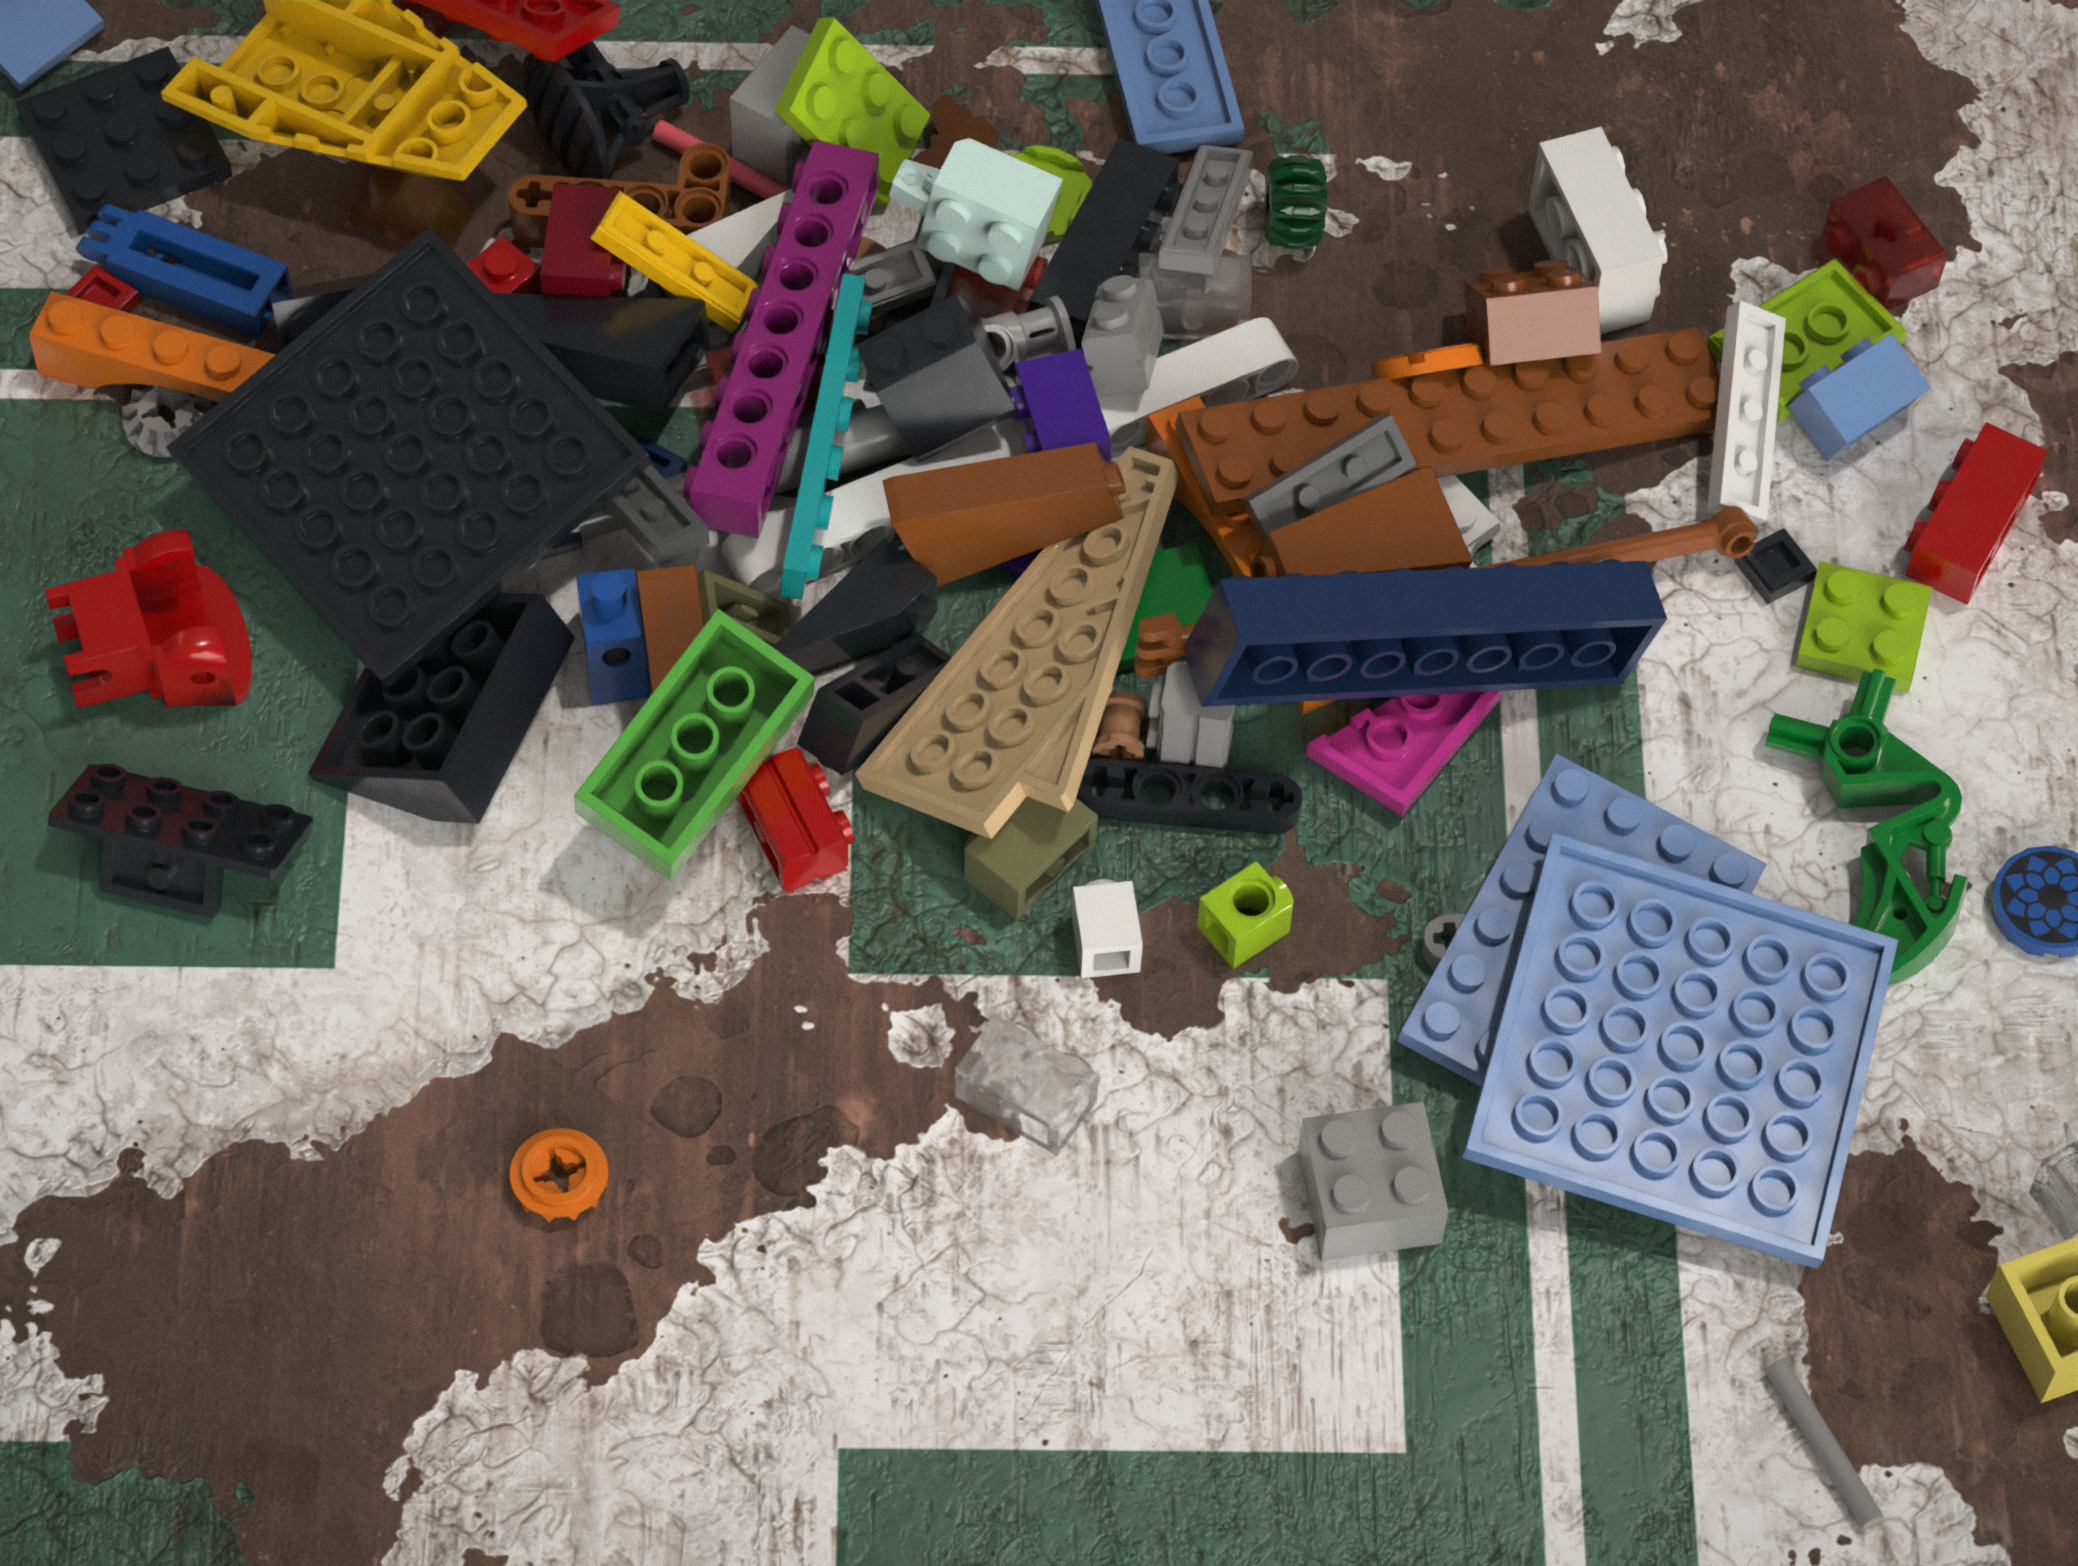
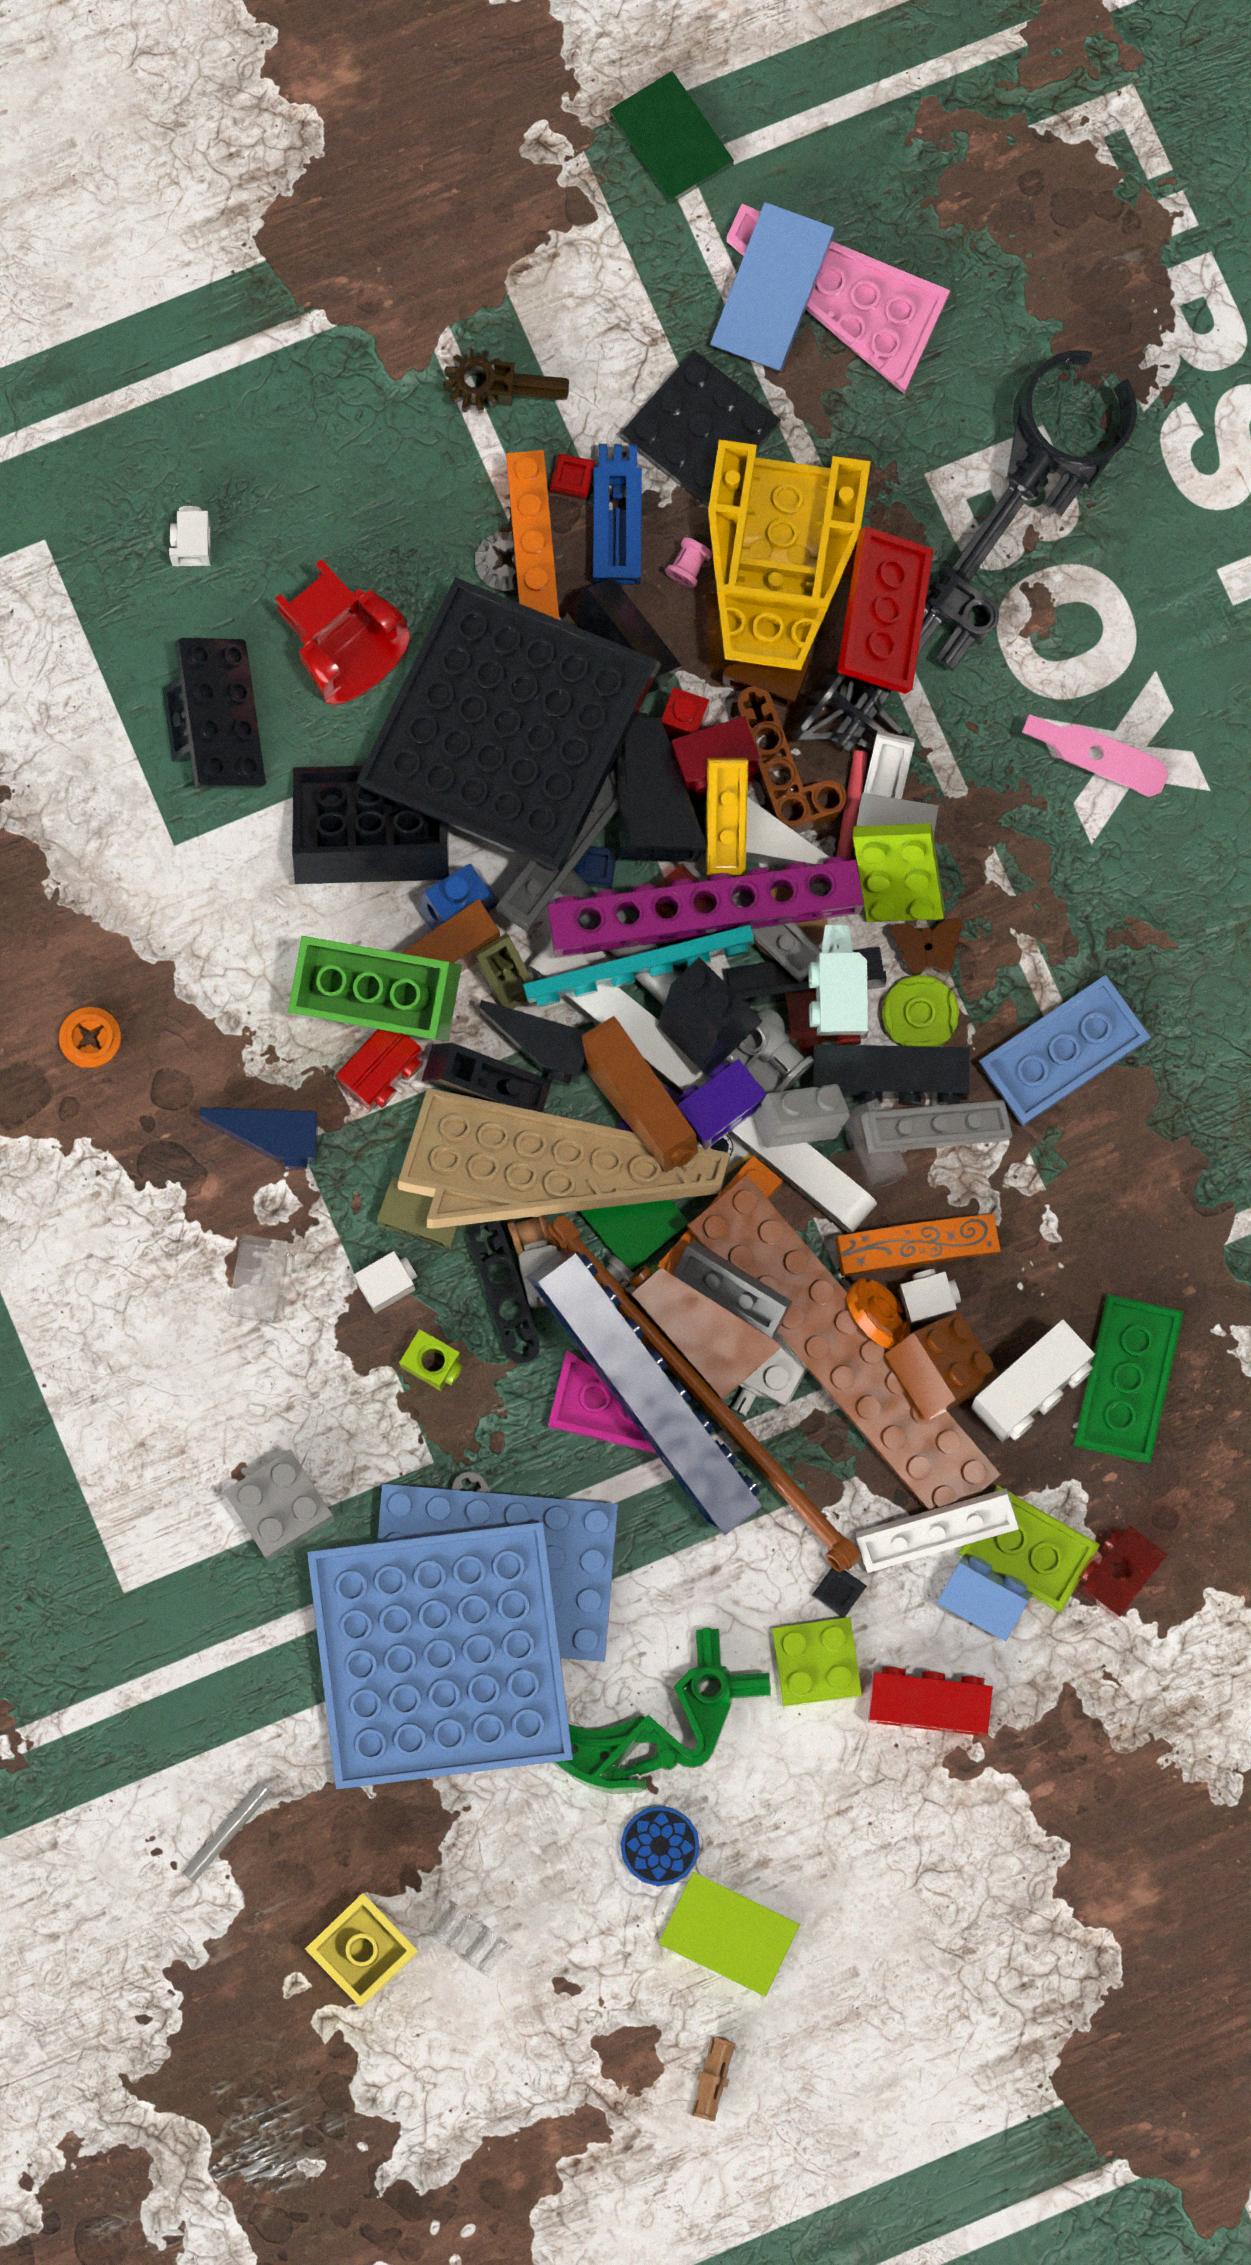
camera: 70 degrees right, 20 degrees up
(297, 211) = (688, 562): none -> bright pink bush
(508, 161) = (781, 683): none -> reddish brown slope
(697, 92) = (889, 765): none -> white tile
(821, 992) = (277, 1134): none -> dark blue slope
(1295, 202) = (973, 1180): dark green gear -> none
(1349, 299) = (917, 1244): none -> orange slope
(1425, 311) = (929, 1297): none -> white brick
(1675, 171) = (1128, 1379): none -> green tile

